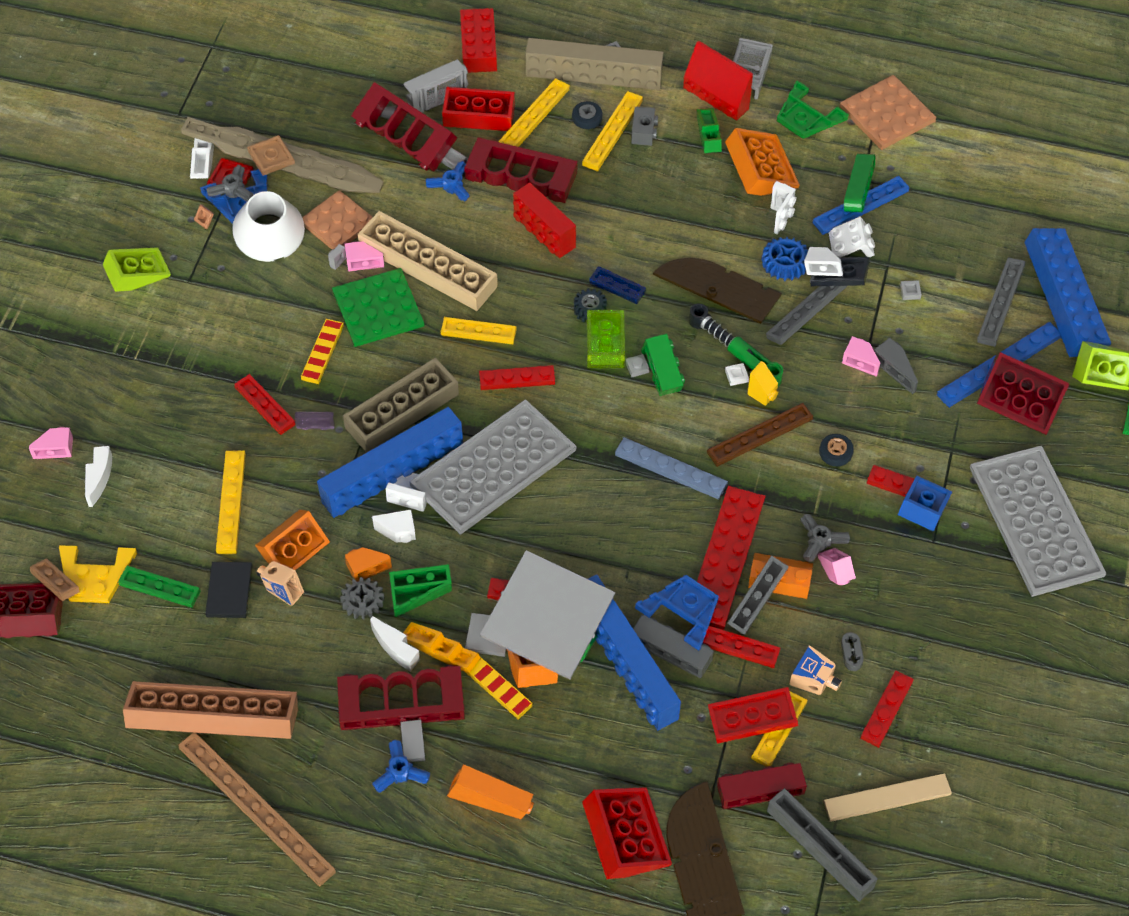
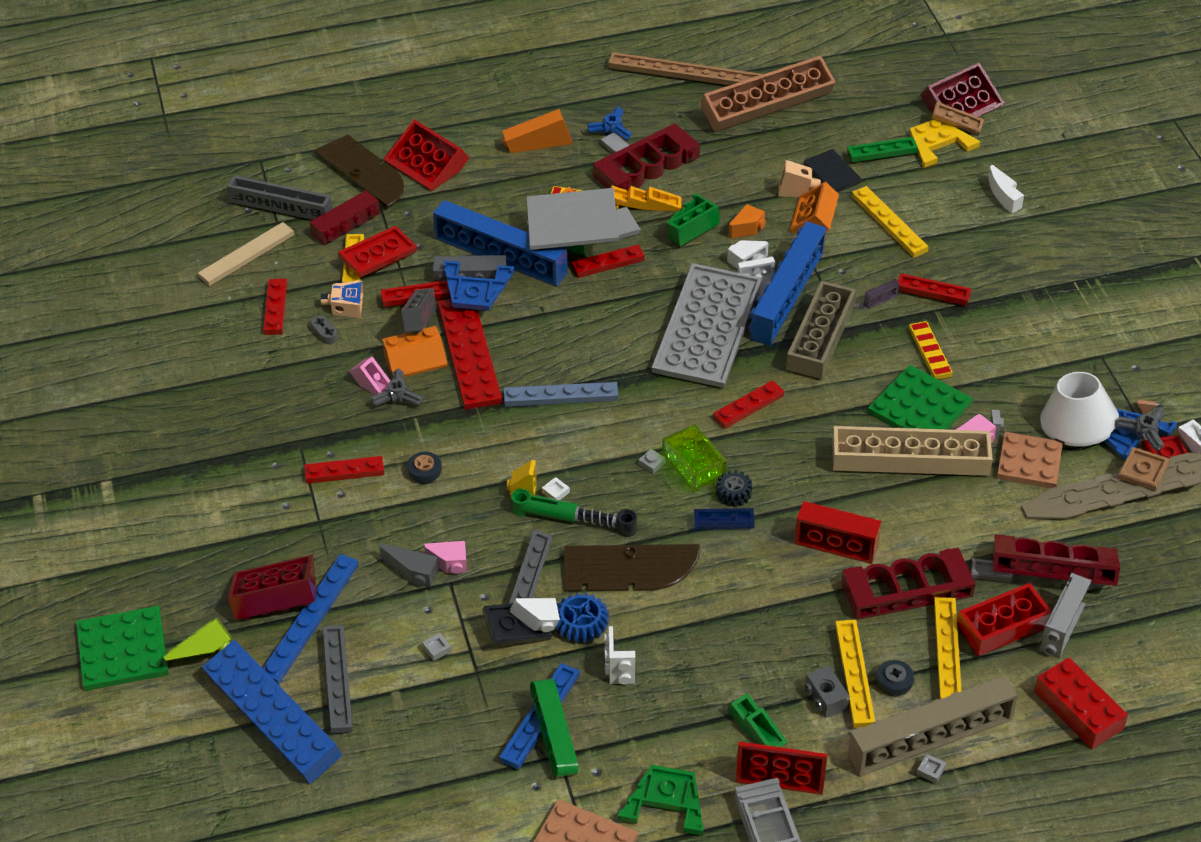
camera: 150 degrees right, 10 degrees down
(53, 444) = (1057, 193): bright pink slope -> none
(134, 268) = (1150, 334): lime slope -> none
(352, 597) = (729, 201): dark grey gear -> none
(395, 644) = (681, 185): white slope -> none
(451, 182) = (961, 537): blue bush -> none
(478, 330) = (814, 427): yellow tile -> none
(663, 364) = (628, 461): green wedge -> none
(759, 434) = (501, 455): reddish brown tile -> none
(760, 161) = (673, 712): orange slope -> none
(852, 237) = (522, 667): white bracket -> none
(924, 503) = (318, 447): blue slope -> none
(1037, 521) = (212, 490): light grey plate -> none

